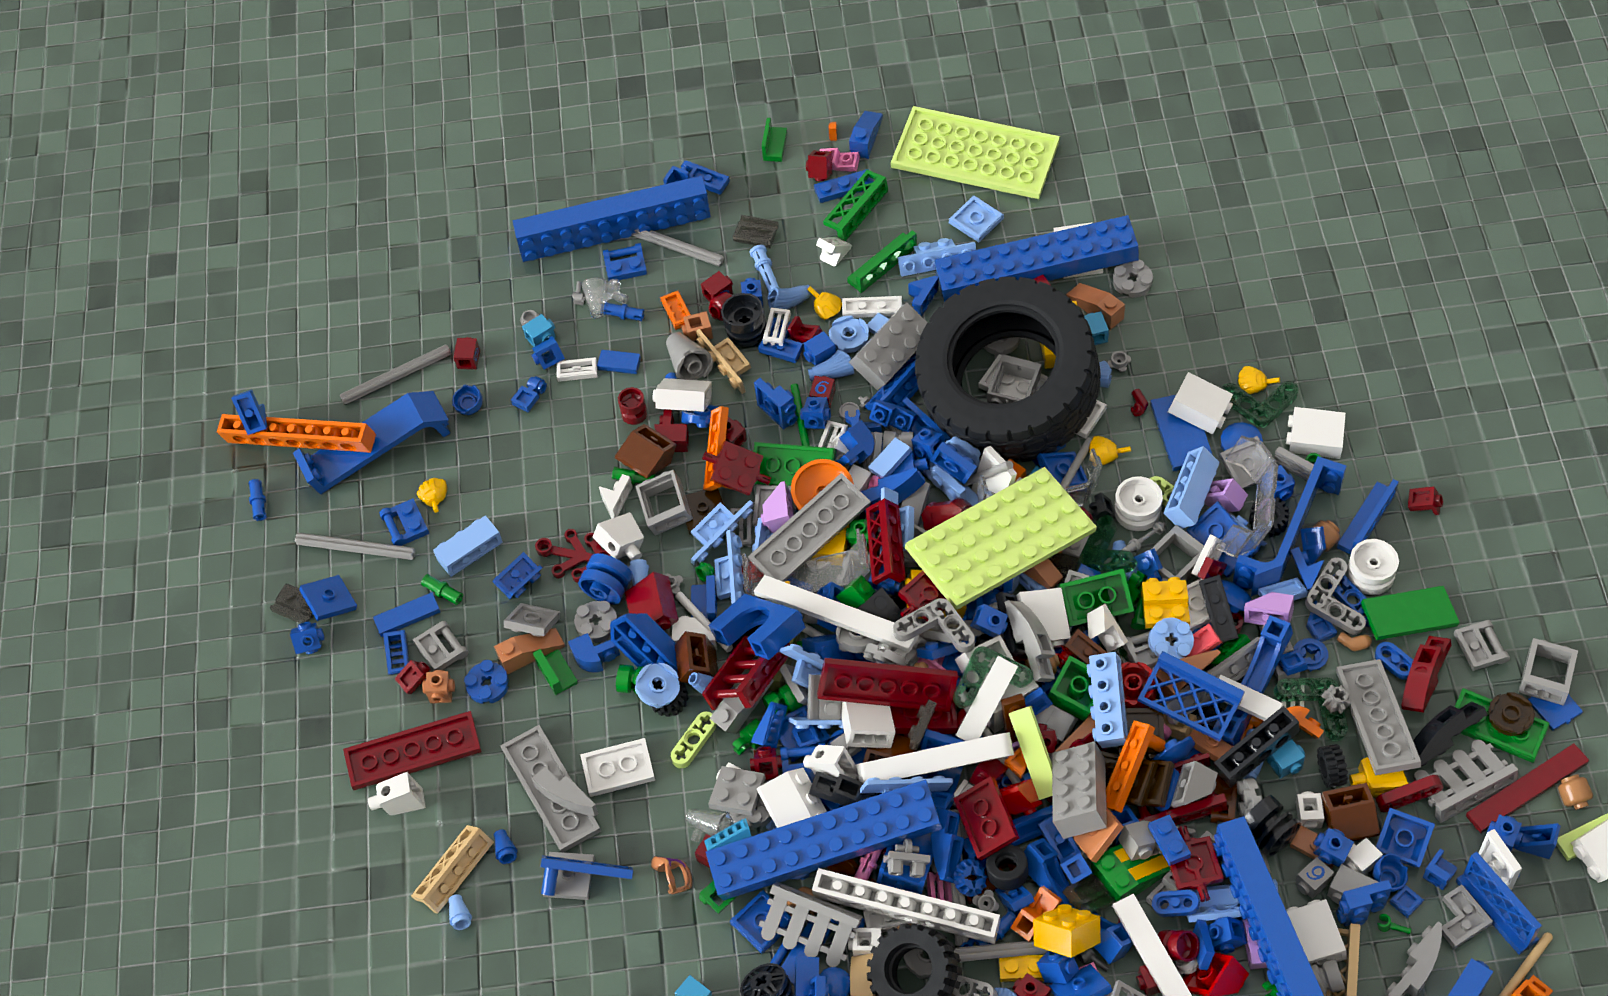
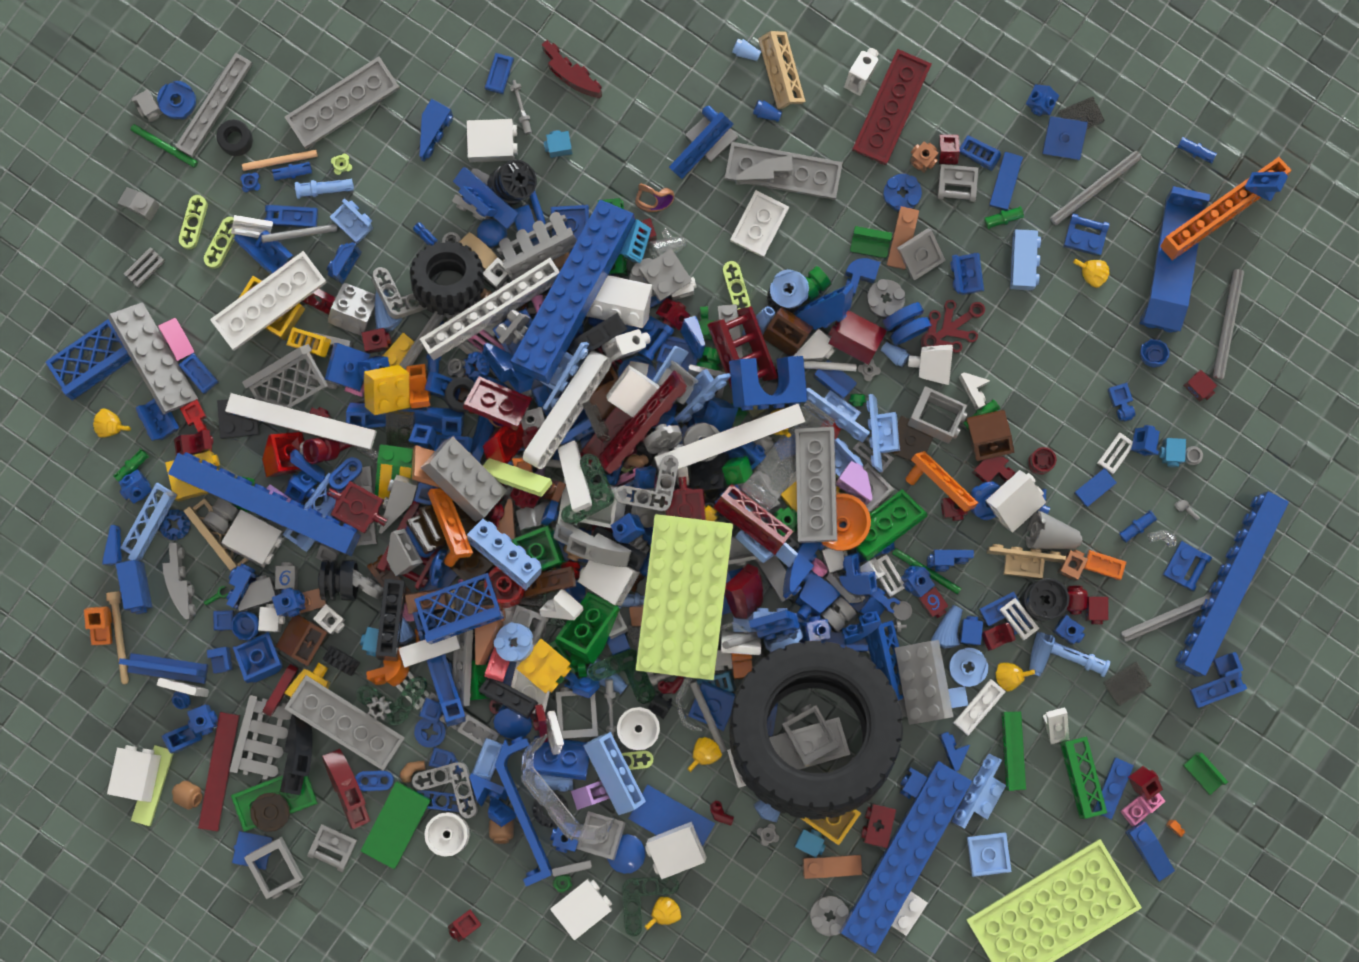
camera: 125 degrees right, 25 degrees up
(596, 295) = (1169, 516): clear piece -> none
(736, 468) = (913, 480): dark red plate -> none
(890, 458) = (825, 591): light blue tile -> none
(1169, 840) = (381, 503): blue plate -> none
(1271, 604) = (476, 732): lavender slope -> none
(1368, 515) = (488, 874): blue fence -> none
(1469, 917) = (177, 645): light grey plate -> none

